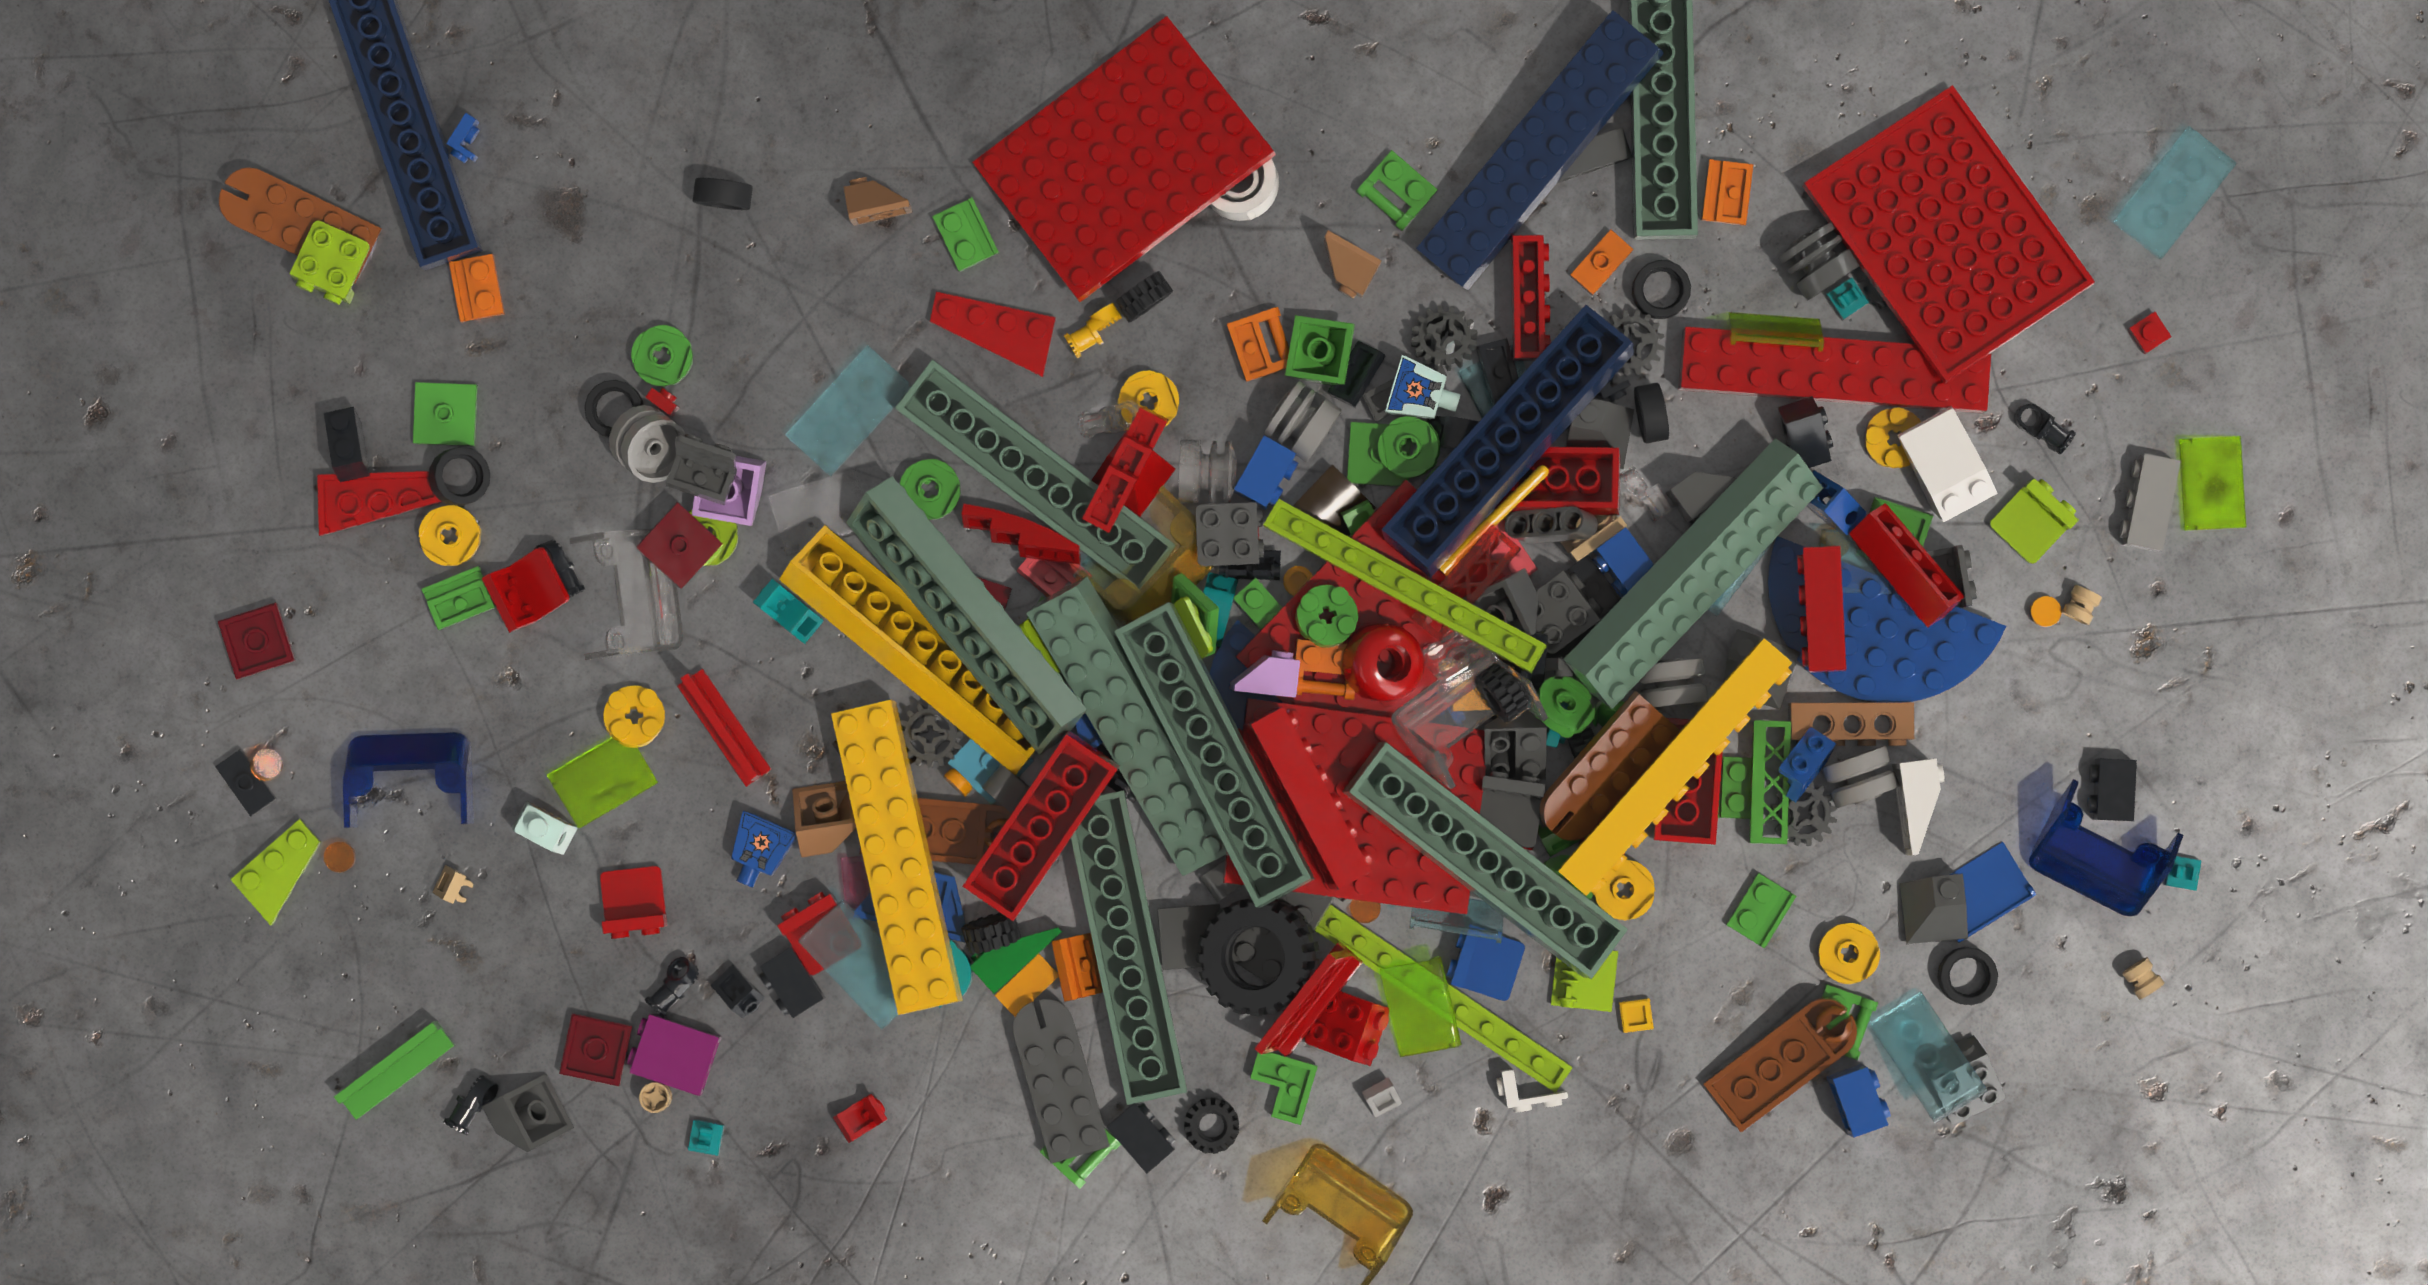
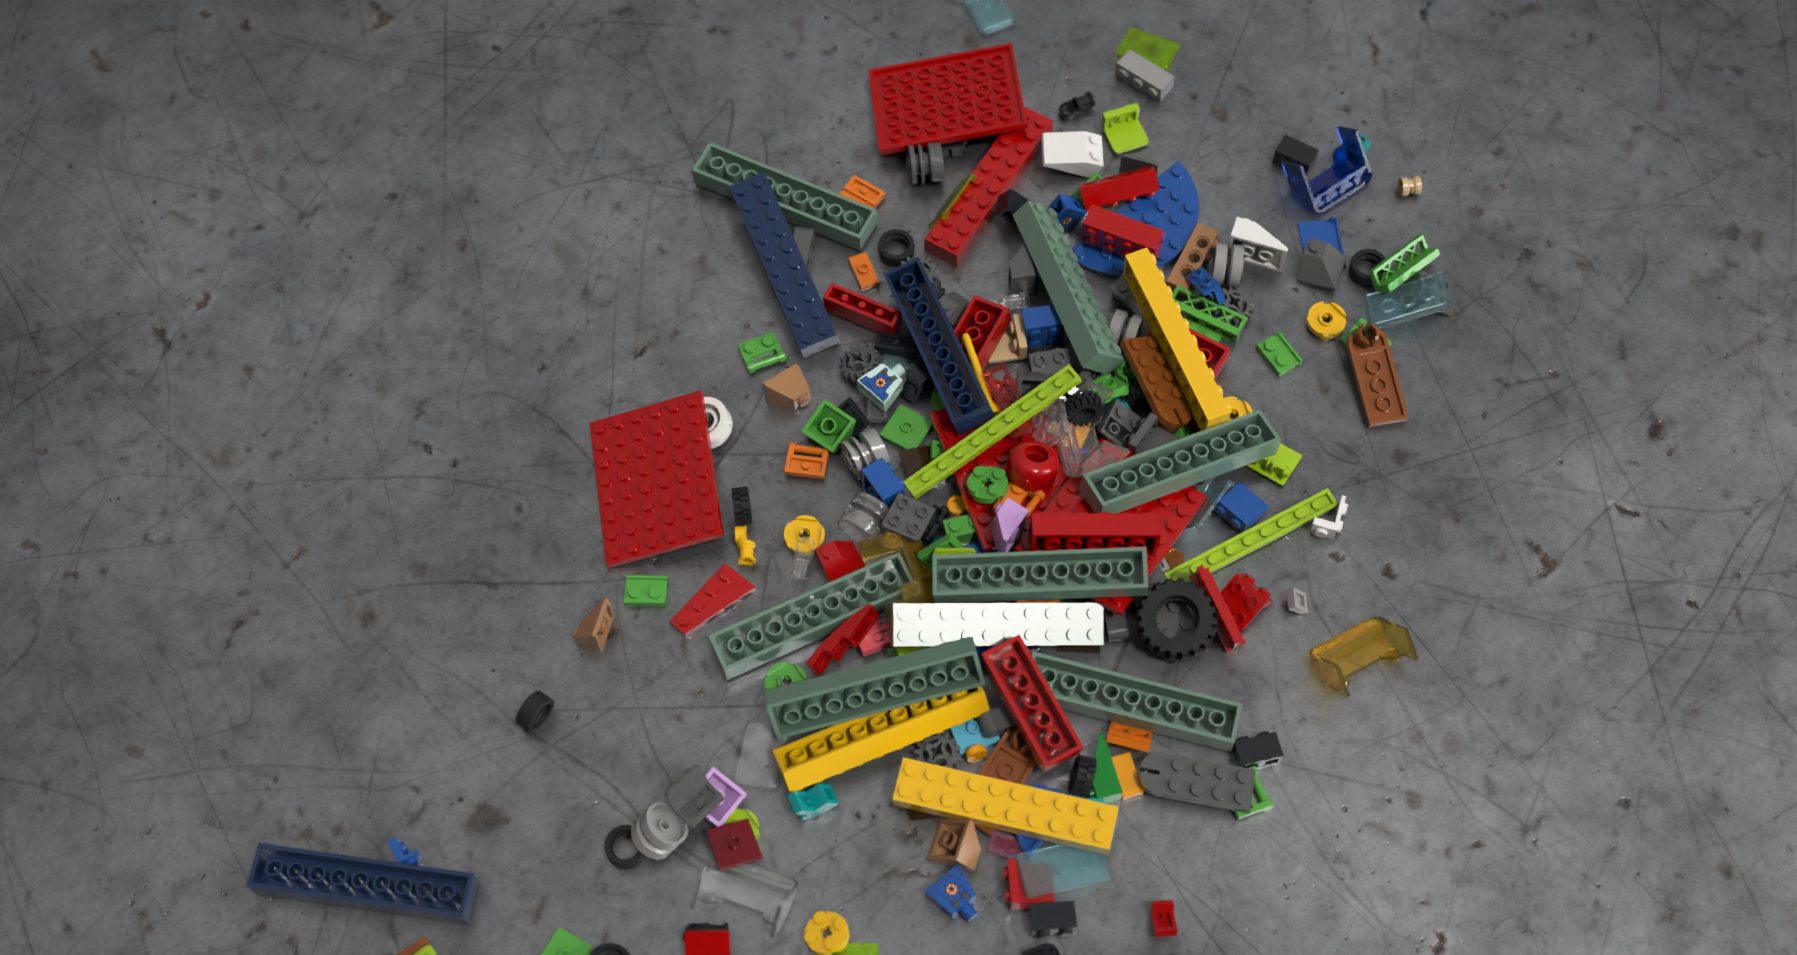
camera: 60 degrees left, 25 degrees down
(476, 288) = (499, 896): orange plate -> none
(654, 340) = (611, 789): bright green plate -> none
(663, 400) = (636, 811): red plate -> none
(724, 727) = (864, 879): red fence -> none
(849, 410) = (710, 708): clear light blue tile -> none
(1125, 469) = (837, 555): red slope -> none
(1211, 1106) = (1269, 695): black tyre -> none
(1293, 1080) = (1260, 647): bright green plate -> none
(1420, 1007) = (1250, 553): clear neon green piece -> none
(1423, 457) = (907, 395): bright green plate -> none
(1563, 526) = (1006, 345): dark grey beam -> none
(1636, 1015) = (1310, 444): yellow tile -> none
(1651, 413) = (965, 271): black tyre -> none
(1847, 298) = (953, 165): teal tile -> none
(1858, 1100) = (1418, 347): blue brick -> none
(1877, 435) = (1040, 185): yellow plate -> none
(1986, 1029) = (1403, 270): none -> bright green fence
(2045, 611) = (1178, 148): light orange tile -> none
(2084, 598) = (1183, 128): tan wheel -> none
(2149, 332) = (1052, 41): red plate -> none

